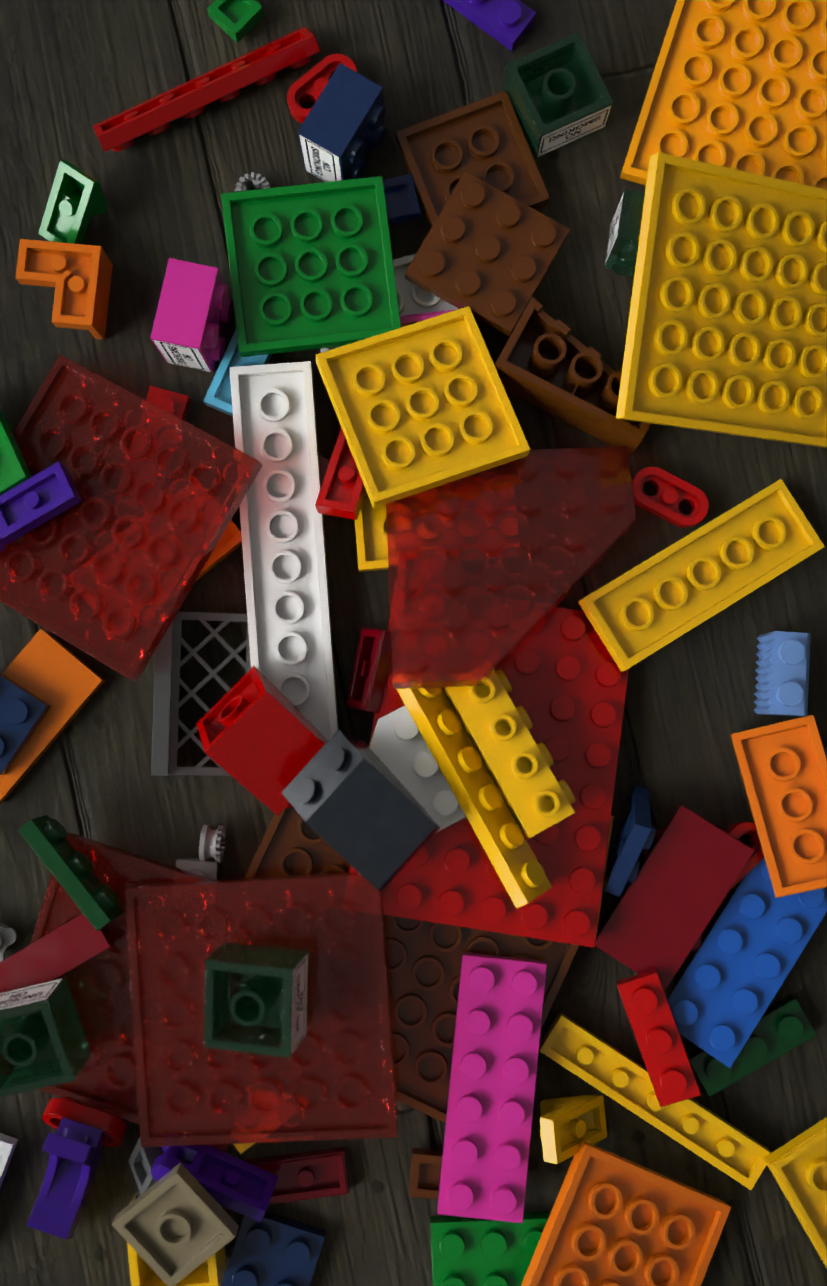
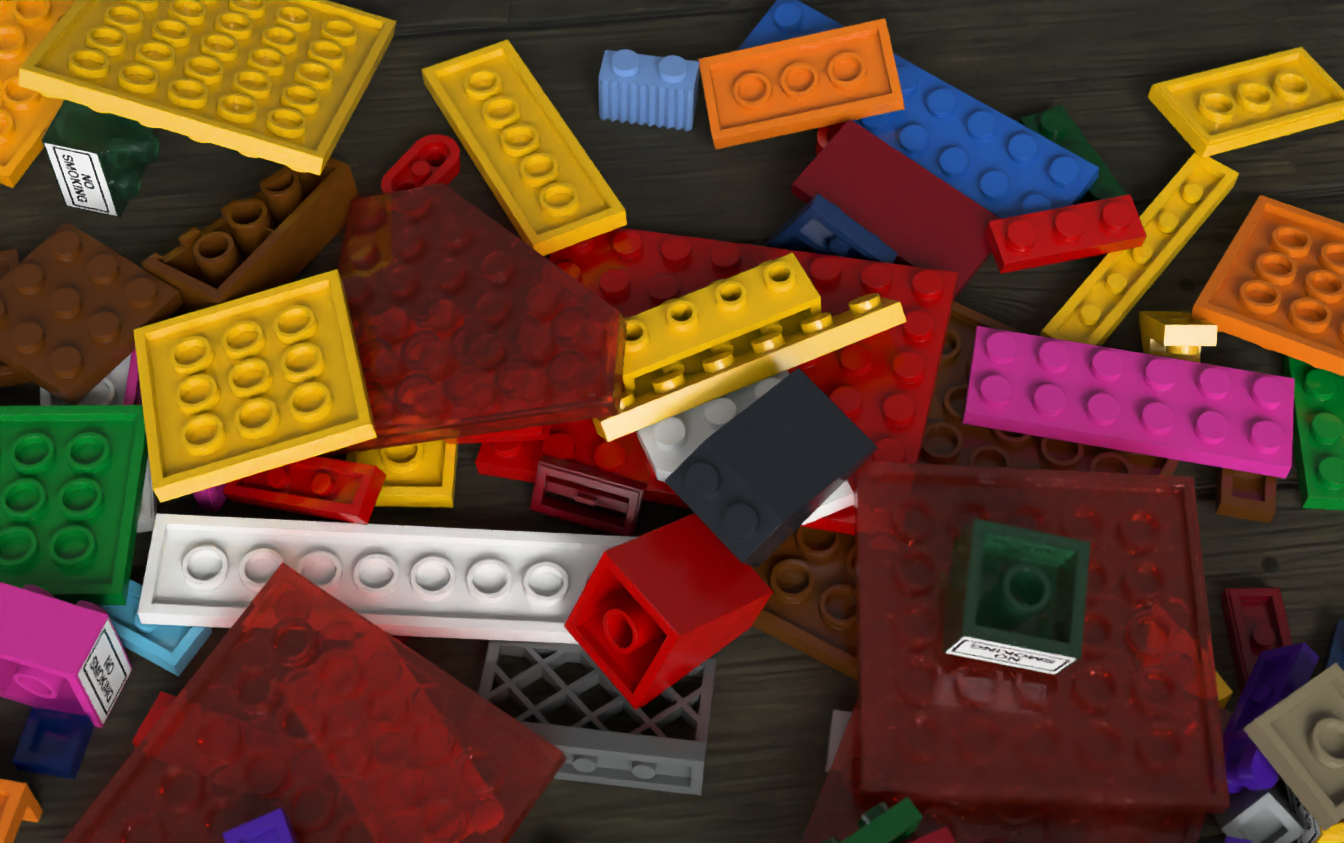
camera: 85 degrees left, 30 degrees down
(137, 333) = (53, 743): none -> clear blue plate
(211, 843) = (806, 711): light grey bush -> none

